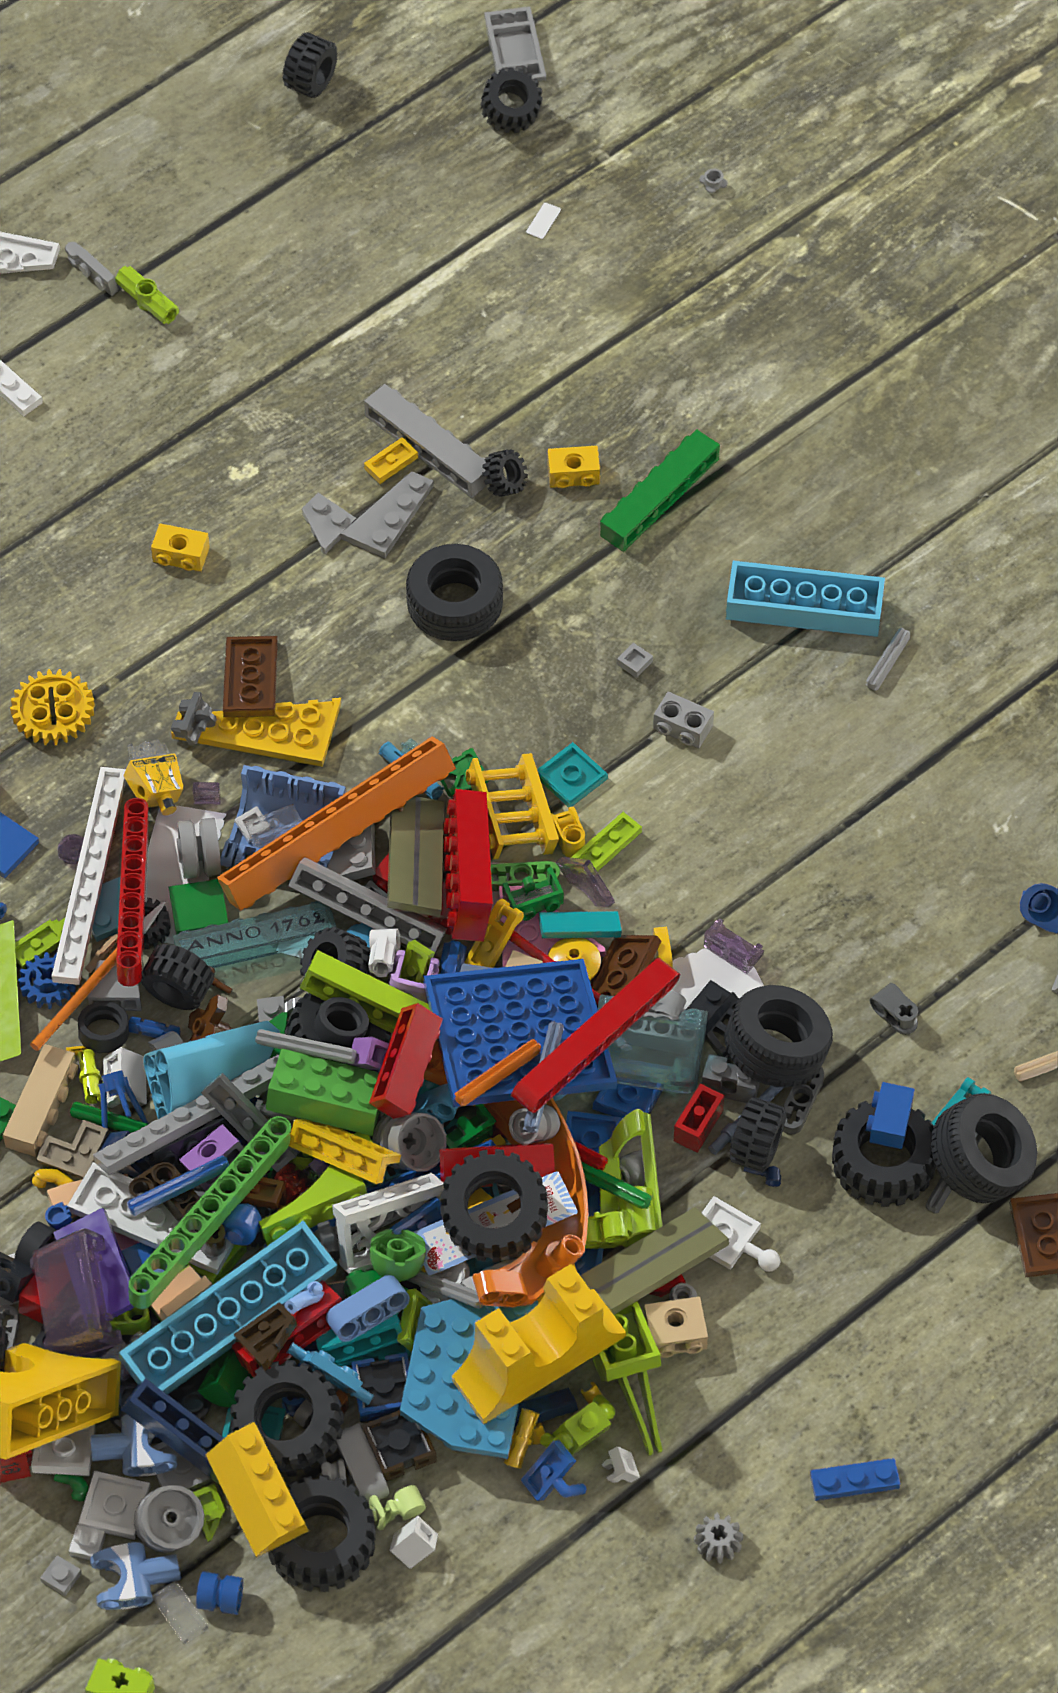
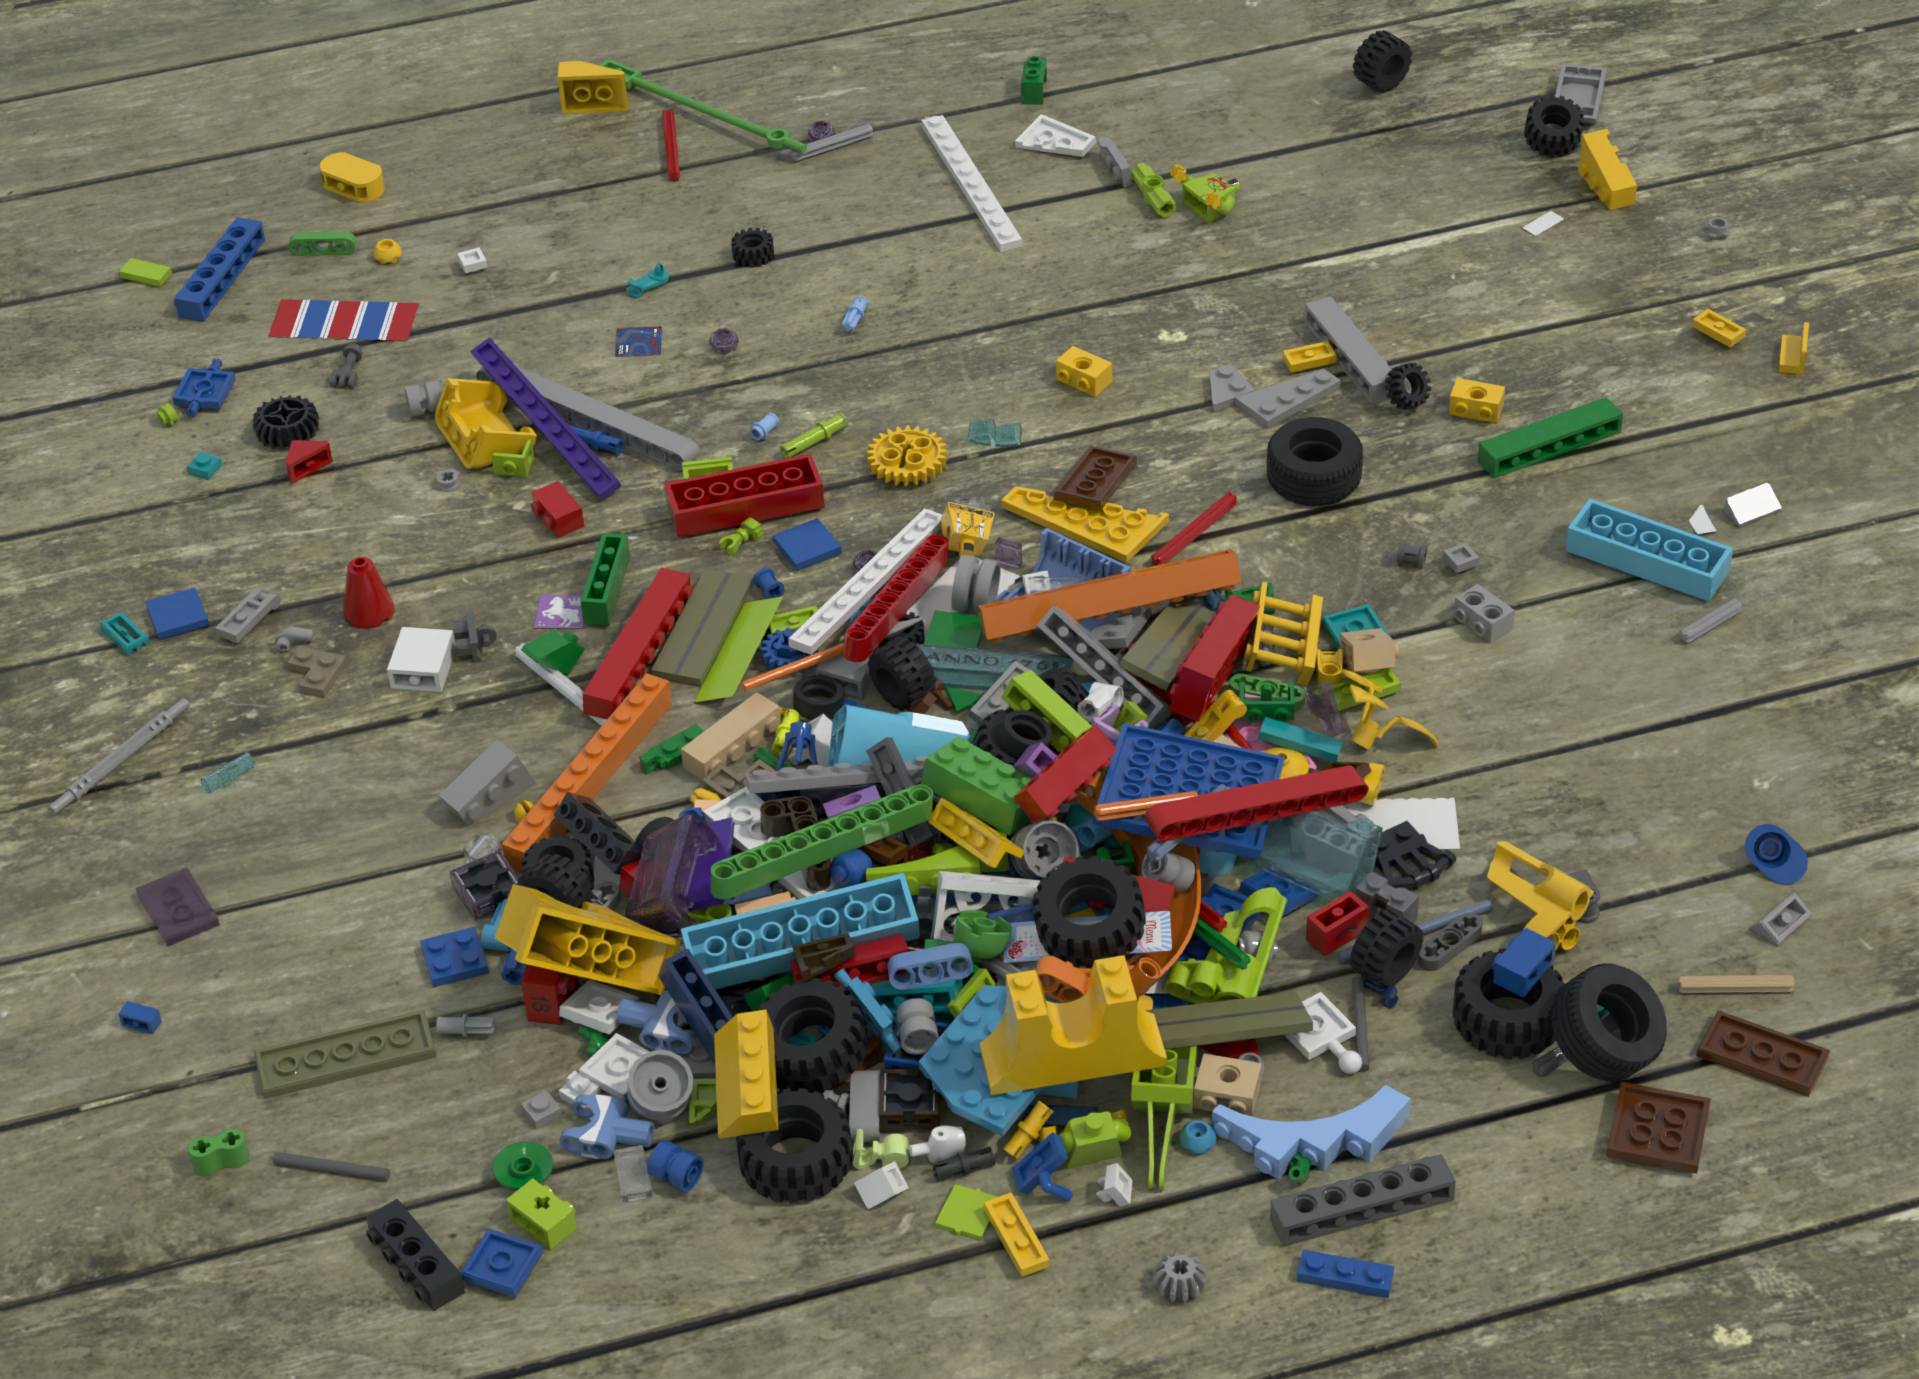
camera: 25 degrees right, 15 degrees down
(73, 1632) = (522, 1162): none -> green dish
(125, 652) = (988, 434): none -> clear light blue slope
(177, 1185) = (798, 815): blue axle -> none
(196, 718) = (1026, 489): dark grey hips -> none
(204, 284) = (1206, 195): none -> lime torso
(240, 977) = (962, 699): none -> green piece
(283, 969) = (991, 699): none -> light grey plate
(305, 1298) = (865, 939): light blue arm -> none
(306, 1046) = (984, 742): light grey axle -> none
(370, 706) = (1194, 529): none -> red axle
(379, 1371) = (916, 1026): none -> light grey wheel
(449, 1481) = (942, 1144): none -> white piece
(475, 1491) = (963, 1163): none -> pearl dark grey pin
(500, 1538) = (965, 1212): none -> lime piece
(557, 1548) = (1016, 1234): none -> yellow plate
(582, 144) = (1605, 172): none -> yellow wedge
(588, 670) = (1407, 553): none -> dark grey bush
(599, 801) = (1368, 650): none -> tan brick
(635, 876) = (1367, 728): none -> yellow plant
(672, 1394) = (1198, 1137): none -> dark azure plate
(732, 947) = (1441, 801): clear purple hinge -> none
(758, 1211) = (1360, 1022): none -> dark grey bar
(763, 306) = (1719, 328): none -> yellow plate
(771, 1059) = (1445, 871): black tyre -> none
(774, 1386) = (1299, 1169): none -> green arm
(775, 1356) = (1358, 1130): none -> light blue arch
(793, 1449) = (1362, 1200): none -> dark grey brick
(834, 544) = (1701, 521): none -> white sticker
(843, 313) = (1794, 352): none -> yellow panel
(874, 512) = (1751, 505): none -> slope
(882, 1030) = (1556, 900): none -> yellow panel

